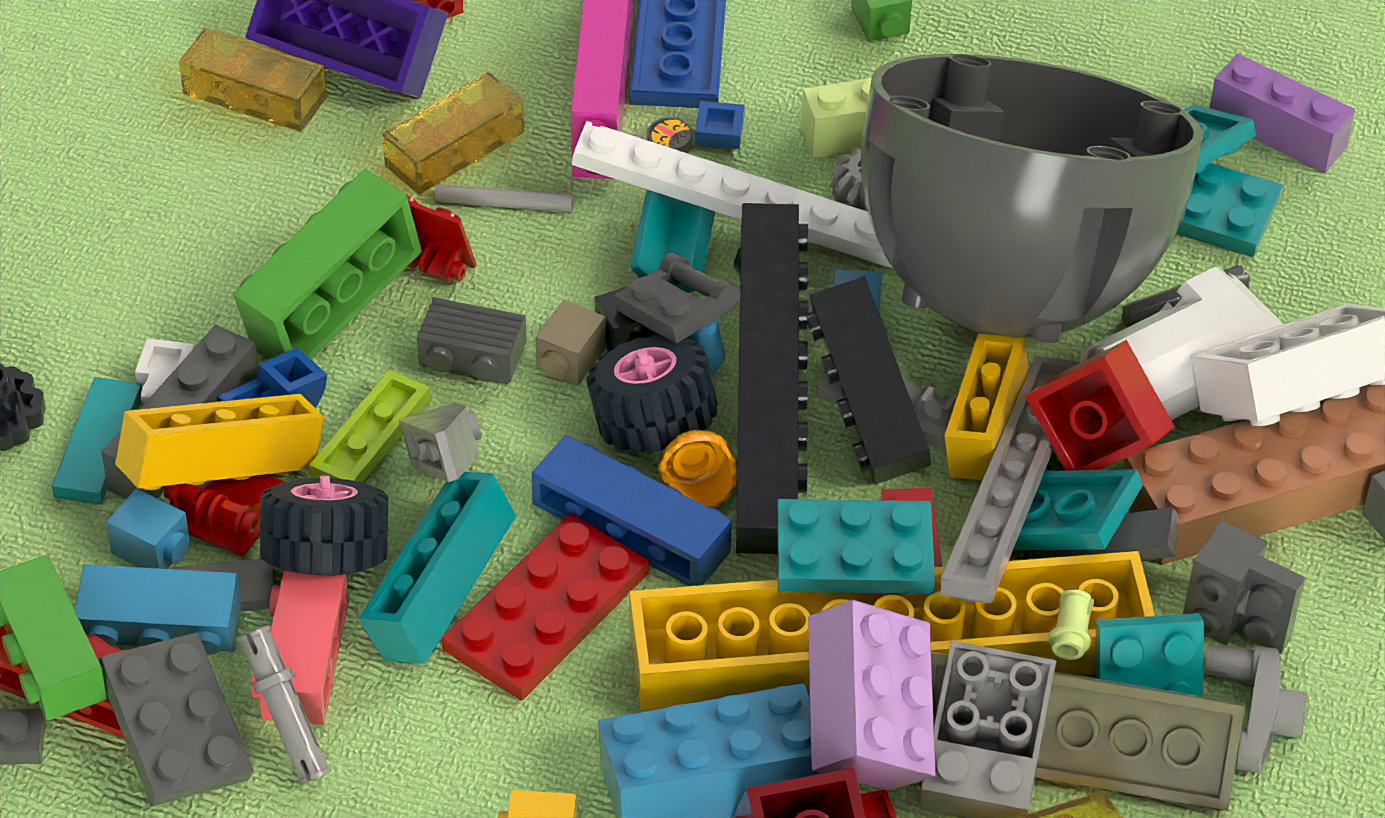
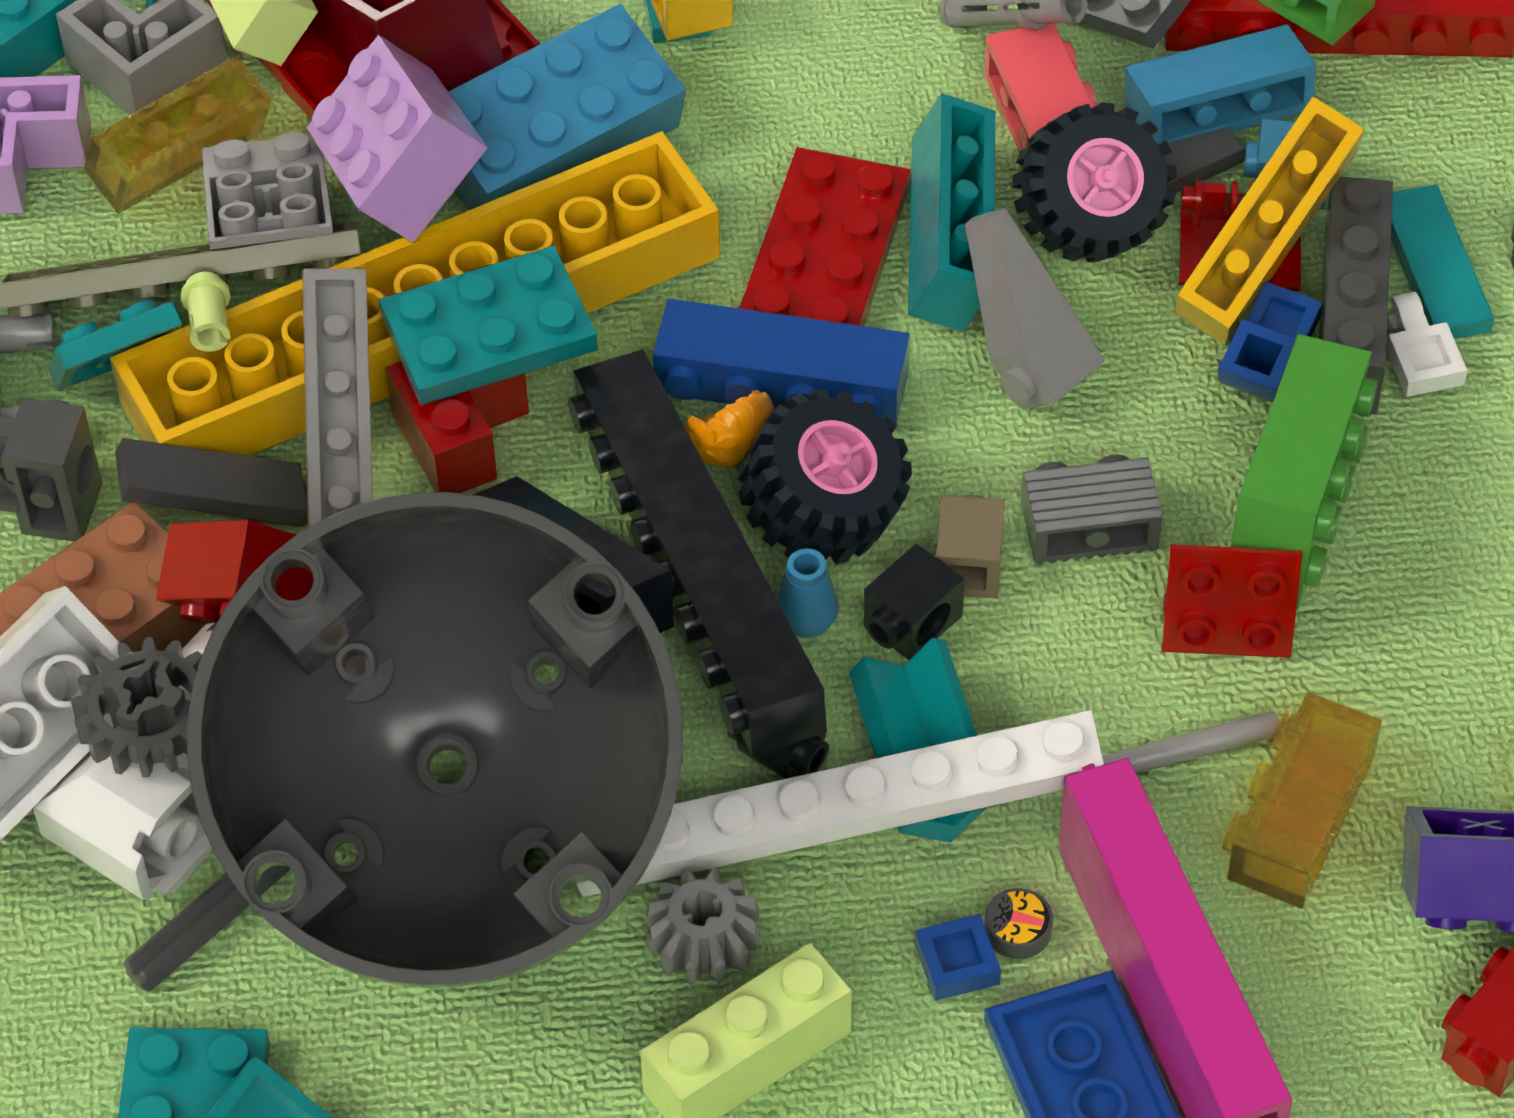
camera: 160 degrees right, 5 degrees up
(371, 429) = (1135, 364): lime plate -> none
(671, 311) = (858, 554): dark grey plate -> none
(1078, 509) = (246, 473): teal plate -> none
(1209, 307) = (143, 704): none -> dark grey gear

